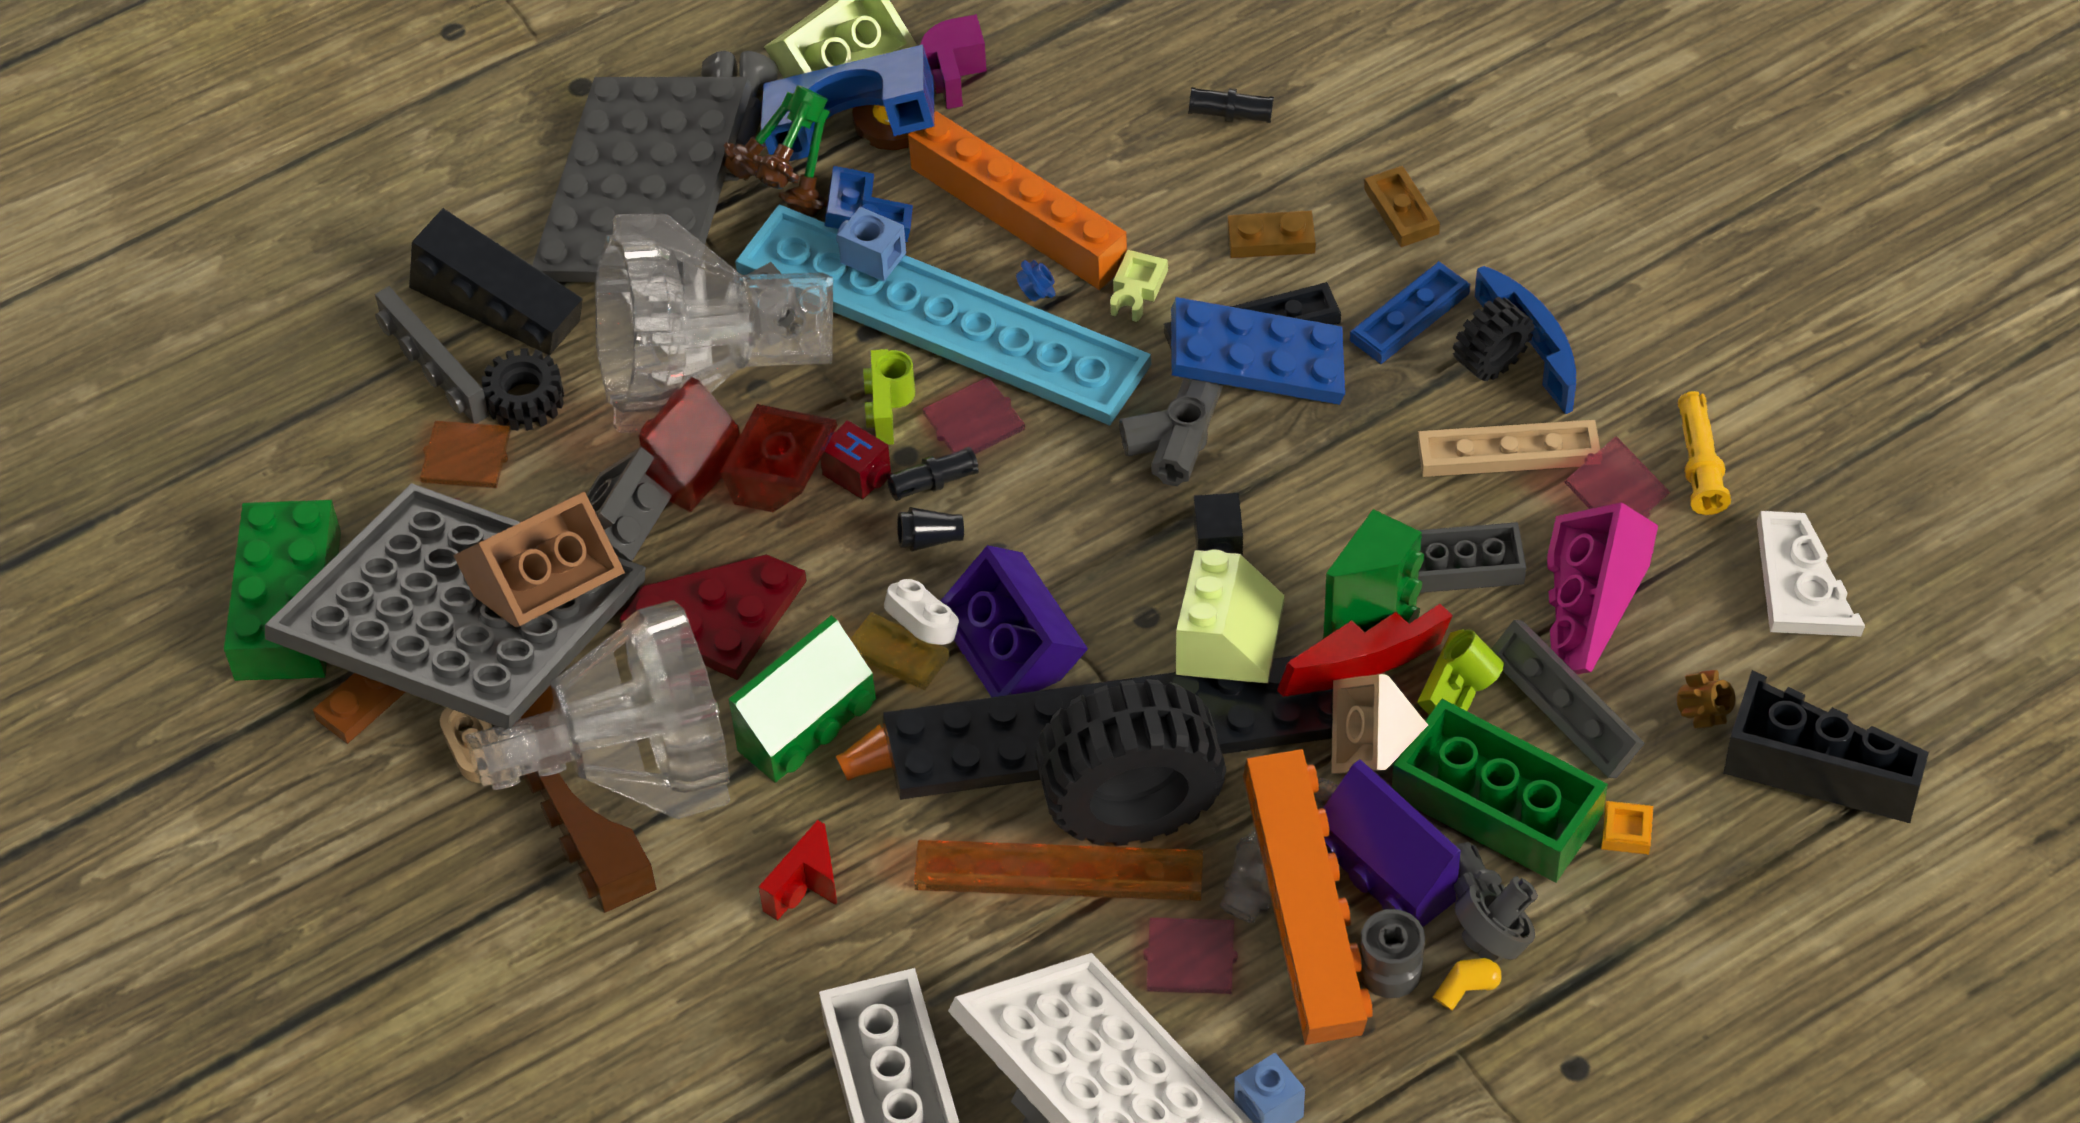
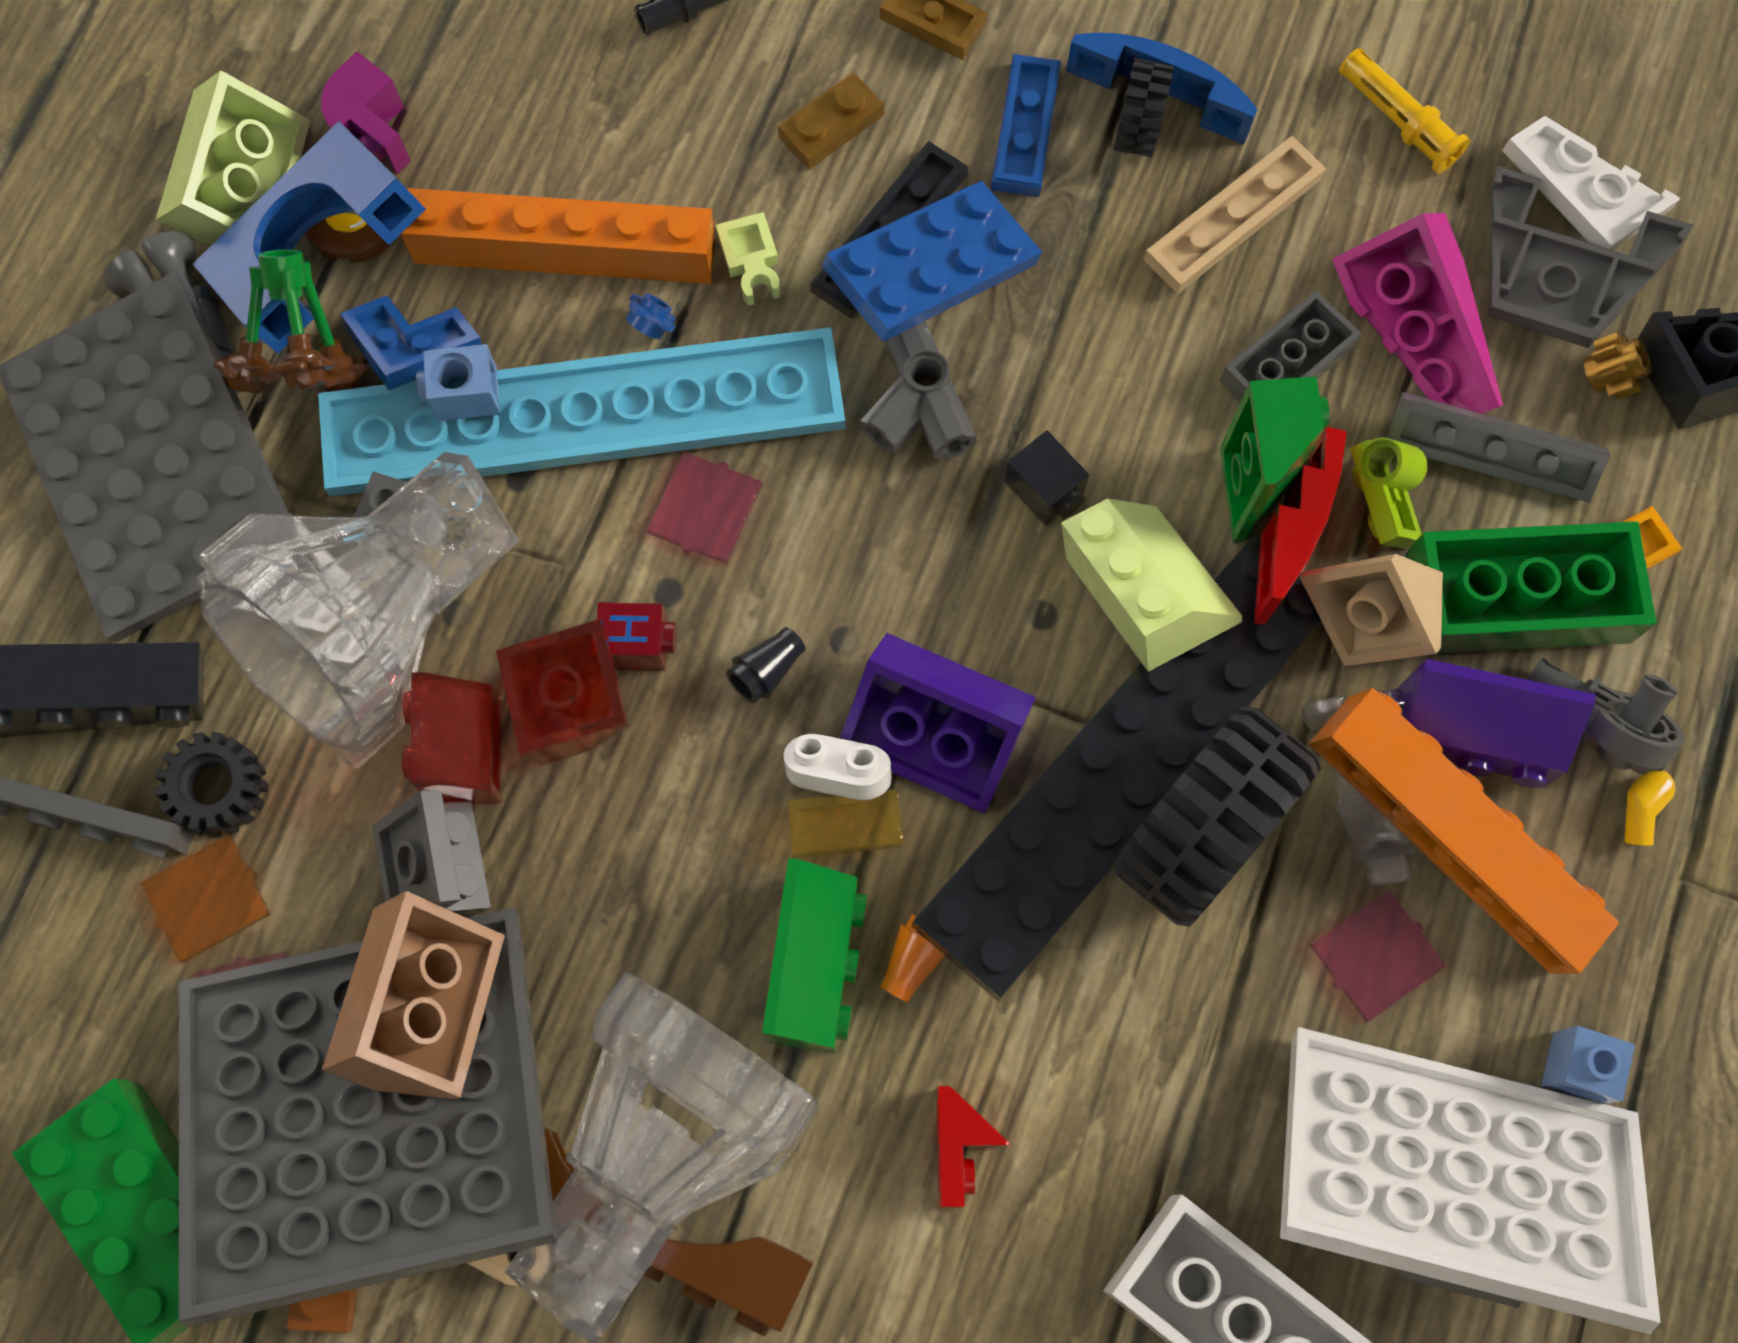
camera: 40 degrees left, 20 degrees up
(729, 607) = (623, 904): dark red plate -> none
(892, 387) = (601, 541): lime plate -> none
(932, 473) = (719, 599): black pin -> none
(1059, 870) = (1193, 959): clear orange plate -> none
(1392, 953) = (1577, 826): dark grey wheel -> none
(1616, 477) = (1360, 191): clear pink piece -> none
(1719, 629) = (1560, 281): none -> dark grey wing

